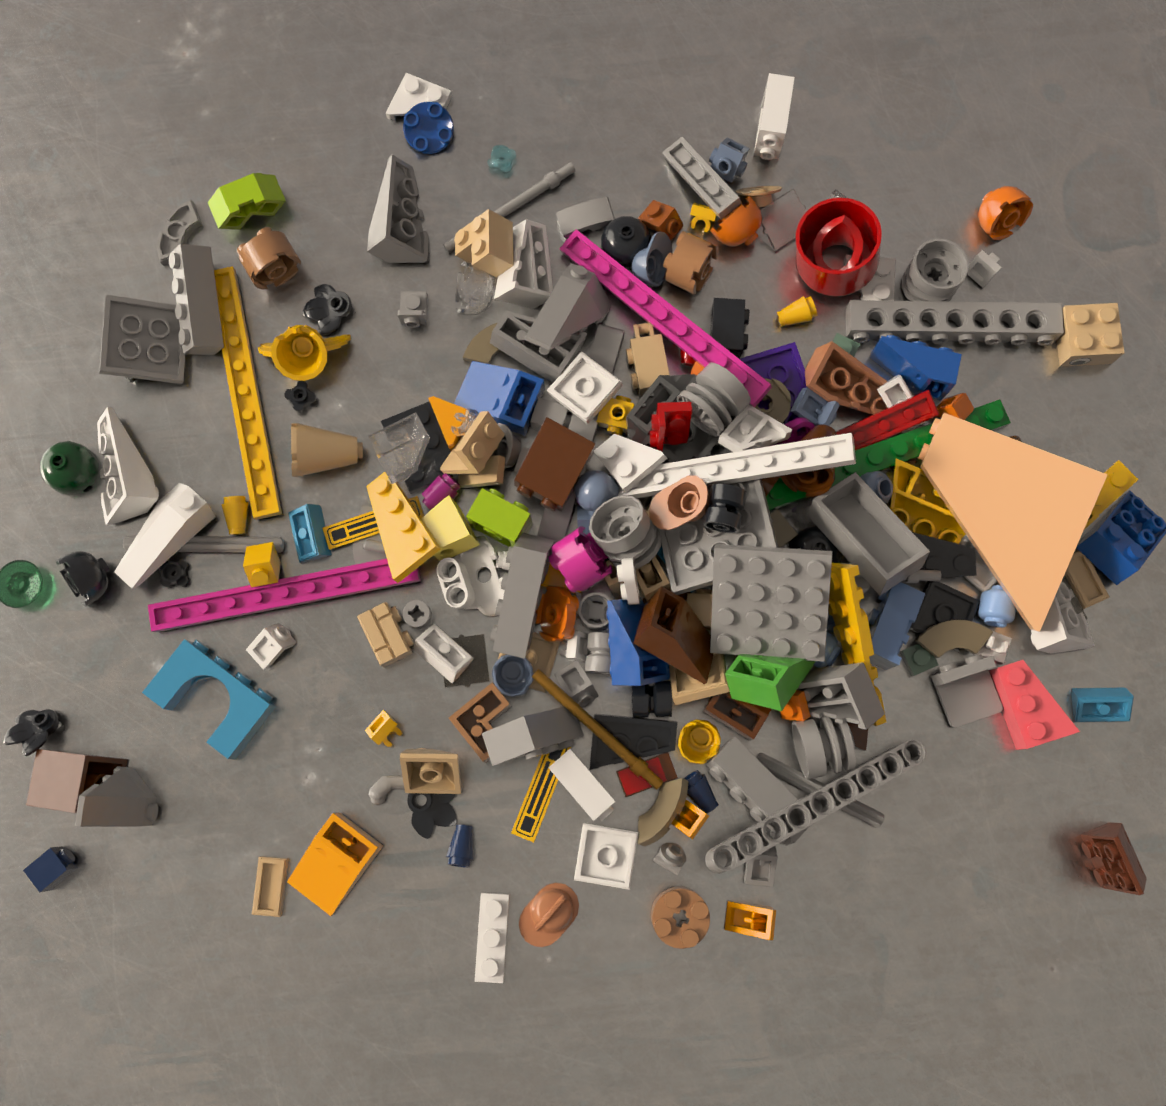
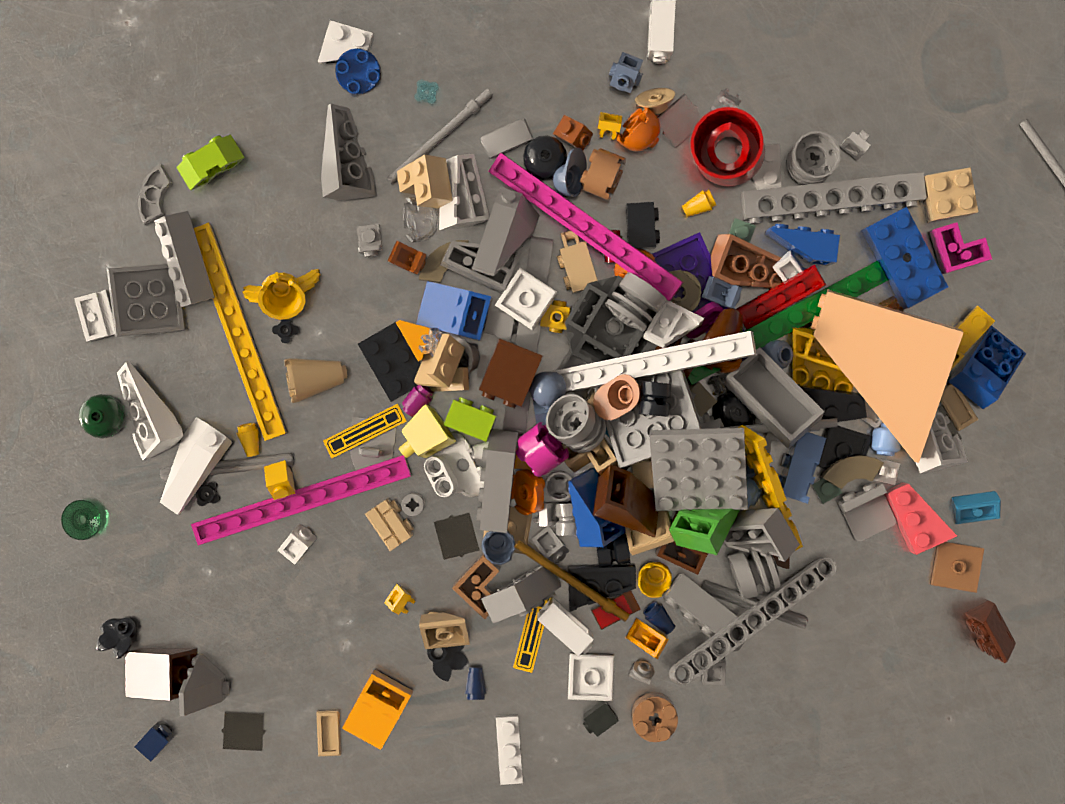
camera: 10 degrees left, 10 degrees up
(83, 354) = (95, 315): none -> white plate
(85, 575) = (135, 507): black cylinder -> none
(165, 870) = (243, 731): none -> clear smoke piece
(247, 706) = (287, 594): dark azure arch -> none
(269, 258) = (239, 214): medium nougat brick -> none
(308, 532) = (311, 446): dark azure slope -> none
(324, 308) = (292, 249): black plate -> none
(386, 783) = (407, 644): light grey arm -> none
(400, 447) = (379, 368): clear slope -> none
(400, 527) = (391, 439): yellow wing -> none
(442, 653) = (438, 532): white slope -> none
(453, 331) = (407, 258): none -> dark orange bracket
(548, 915) = (551, 727): nougat piece -> none
(610, 910) = (599, 718): none -> pearl dark grey brick
(627, 573) = (583, 463): white plate -> none
(628, 460) = (570, 360): white wing -> none
(668, 804) = (636, 631): dark tan tile -> none
(670, 424) = (603, 328): red bracket -> none
(702, 178) = (604, 93): light grey plate -> none
(750, 919) = (710, 712): light orange slope -> none
(796, 708) = (730, 545): orange plate -> none
(956, 405) = (839, 274): orange slope -> none
(1003, 211) = (868, 90): orange cylinder -> none
(1033, 396) = (909, 280): none -> blue brick
(1074, 774) = (957, 566): none -> medium nougat plate
(1091, 398) = (953, 253): none -> dark pink brick

